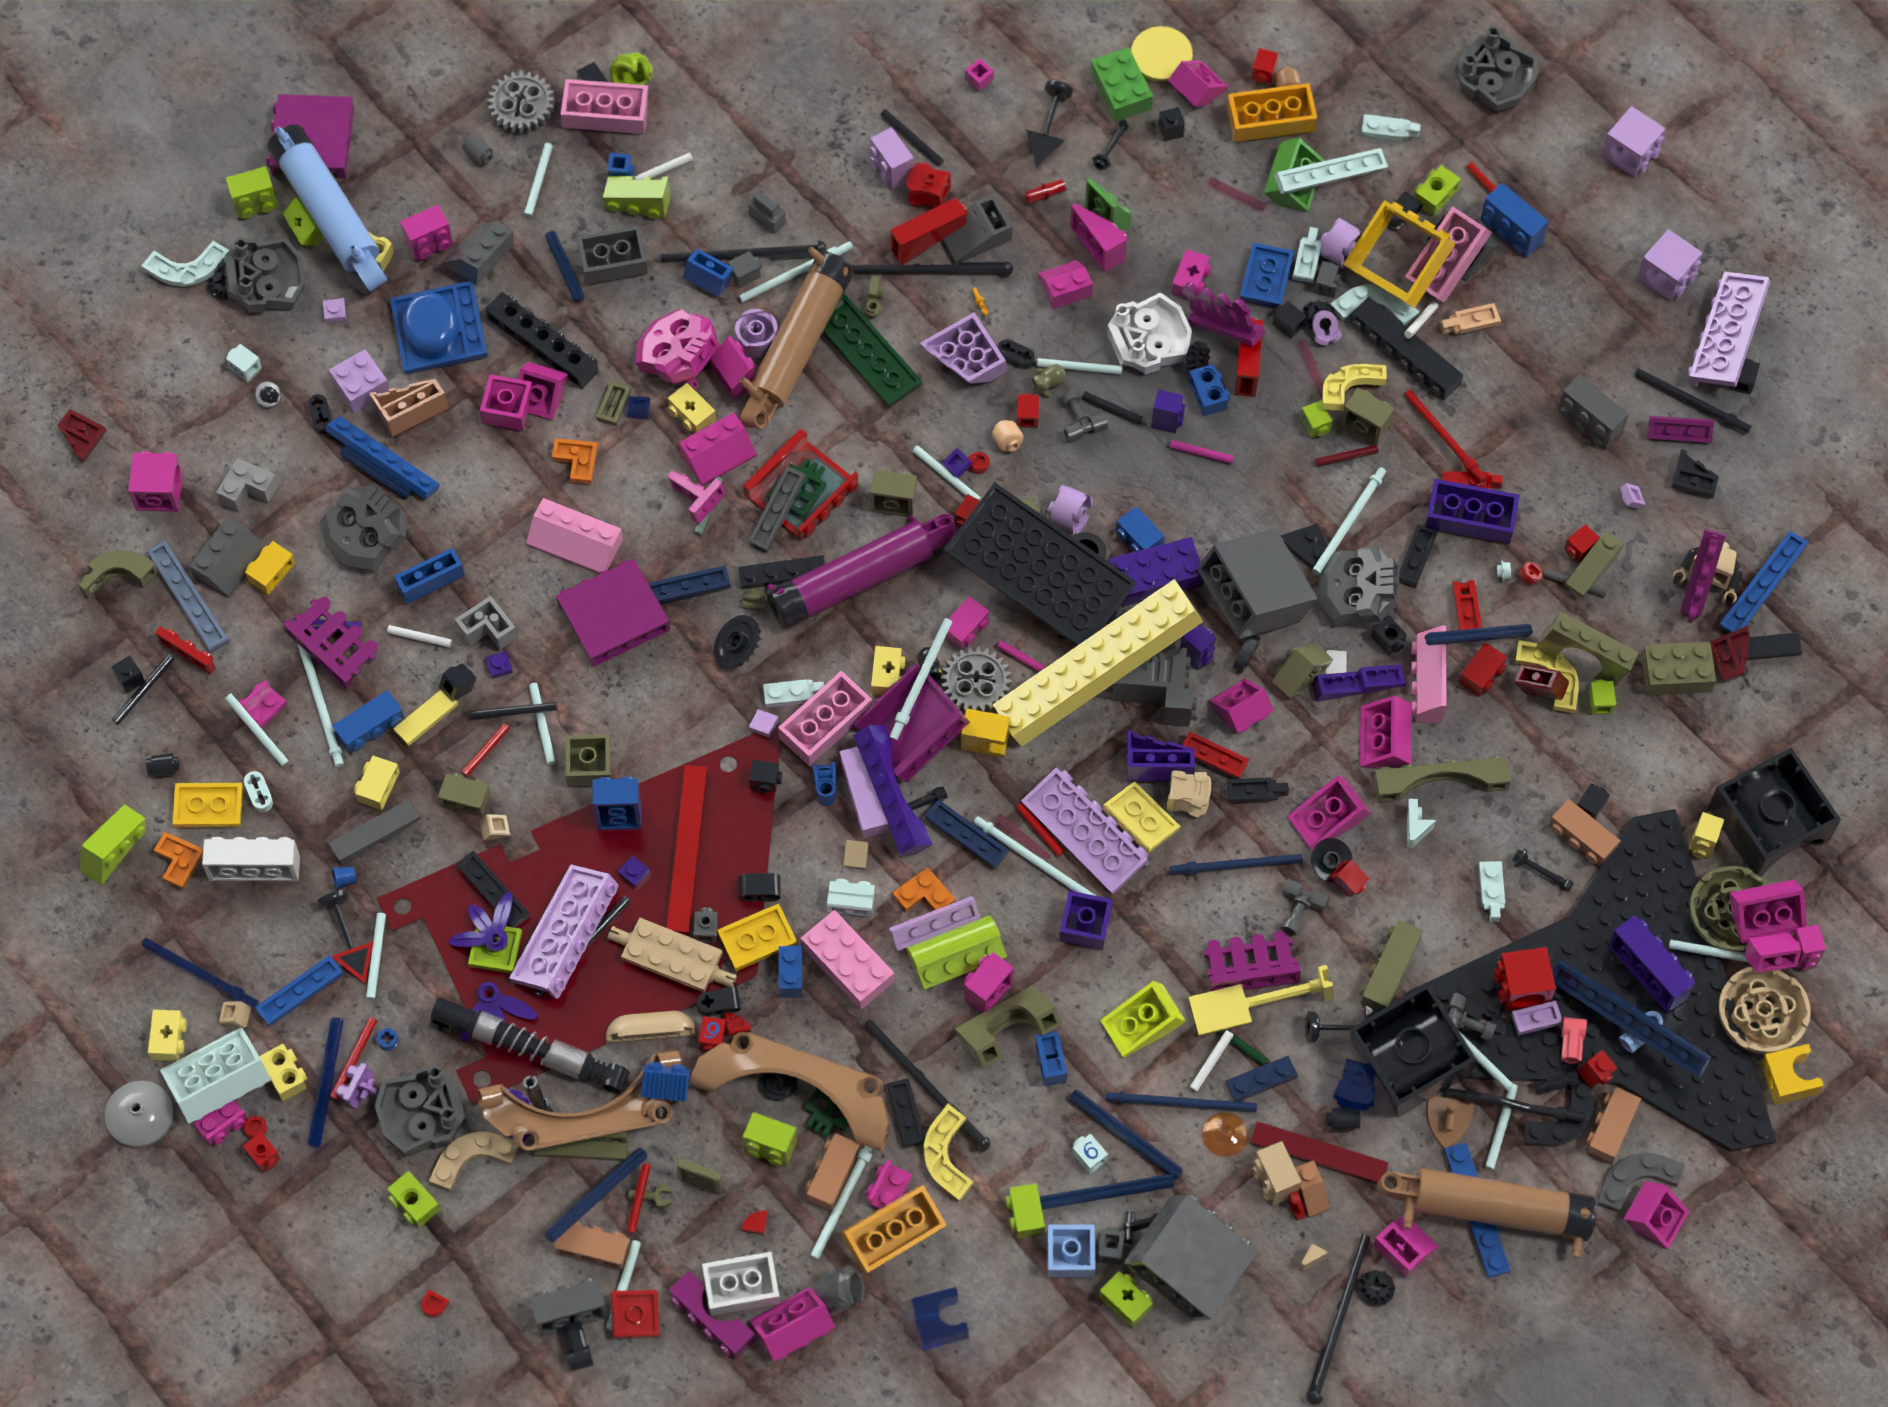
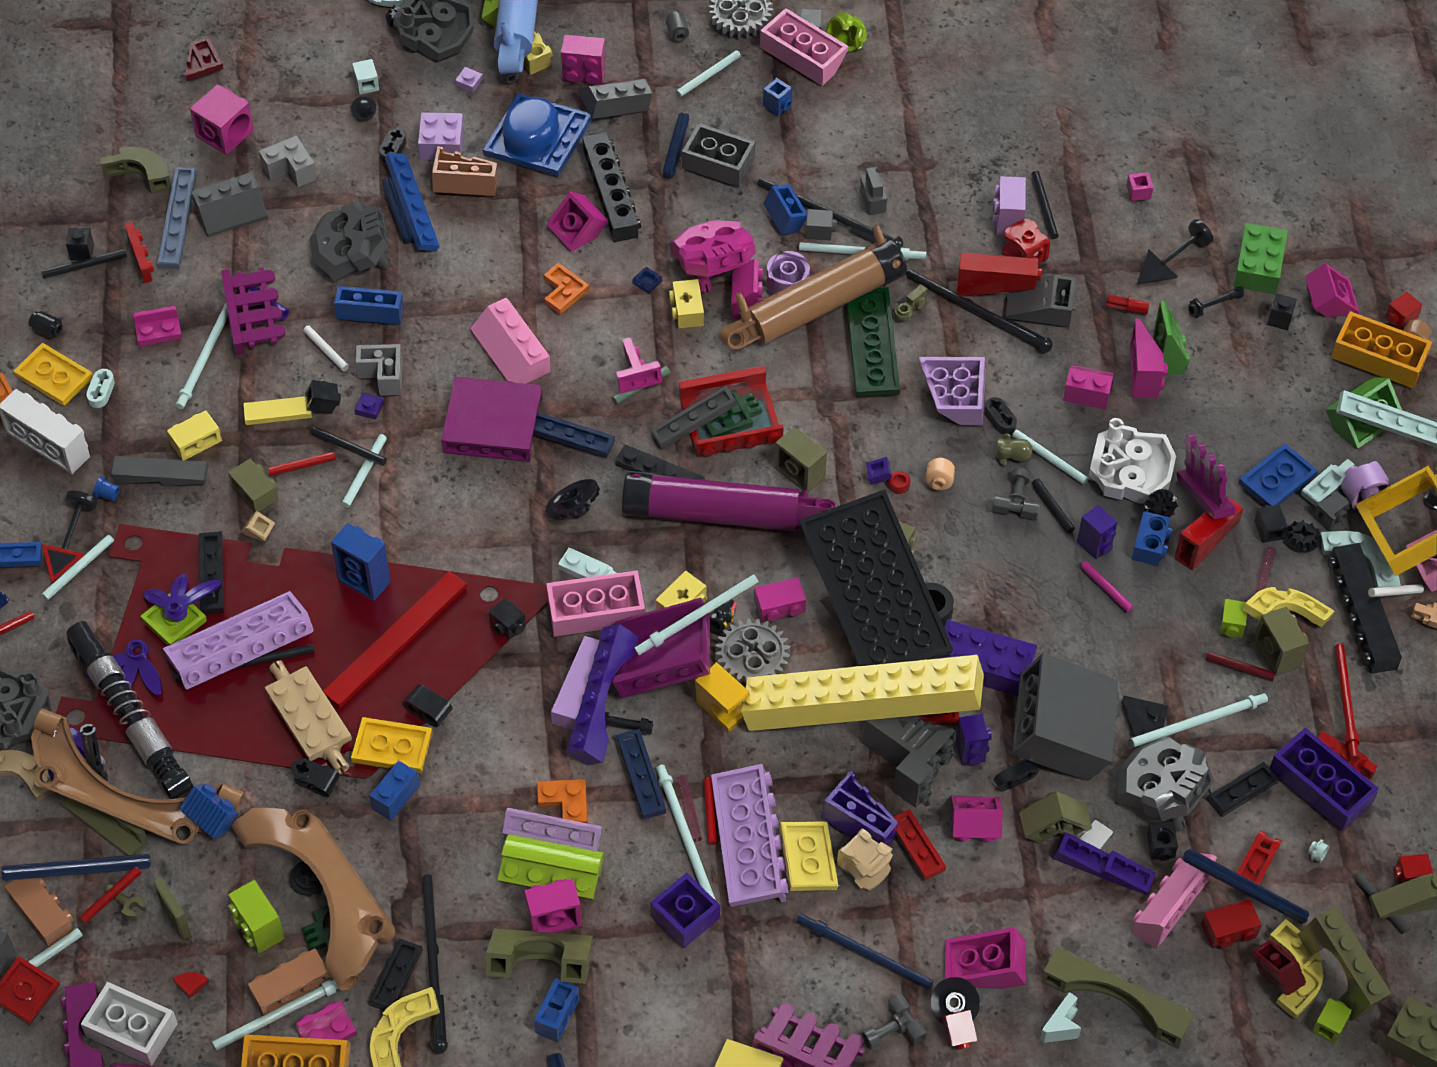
camera: 35 degrees right, 10 degrees down
(255, 728) = (136, 339): light aqua bar -> none
(270, 567) = (255, 230): yellow brick -> none
(368, 722) = (228, 386): blue brick -> none
(381, 1035) = (29, 643): blue bush -> none
(506, 402) = (539, 213): dark pink slope -> none
(587, 759) = (374, 513): olive brick -> none
(609, 419) = (631, 268): olive tile -> none
(633, 871) = (337, 629): dark purple plate -> none
(637, 196) = (776, 124): lime wedge -> none
(650, 1027) = (244, 762): tan brick -> none
(665, 167) = (816, 118): white bar -> none
(708, 932) = (356, 707): dark grey brick -> none
(711, 1033) = (287, 797): red brick -> none
(717, 449) = (684, 344): dark pink slope -> none
(736, 1024) = (316, 805): red tile -> none
(754, 599) = (616, 477): olive plate -> none
(763, 723) = (542, 576): lavender tile -> none
(825, 780) = (556, 653): blue piece -> none
(847, 960) = (450, 812): bright pink brick -> none
(851, 898) = (497, 763): light aqua brick -> none
(856, 854) = (533, 731): tan slope -> none
(944, 472) = (860, 466): light aqua bar -> none
(980, 301) = (1002, 358): light orange hand -> none
(1020, 656) = (807, 653): dark pink bar -> none
(1028, 410) = (974, 464): red brick -> none
(1070, 509) = (945, 561): lavender brick -> none
(1138, 531) = (995, 614): blue brick -> none
(1143, 1019) = (670, 1031): neon yellow slope -> none
(1160, 52) = (1313, 249): light yellow tile -> none
(1191, 264) = (1213, 433): dark pink brick -> none
(1237, 194) = (1299, 396): clear pink bar -> none
(1255, 790) = (932, 897): black hinge -> none
(1334, 333) = (1306, 558): lavender piece -> none
(1385, 733) = (1094, 923): dark pink slope -> none
(1531, 573) = (1343, 868): red tile -> none

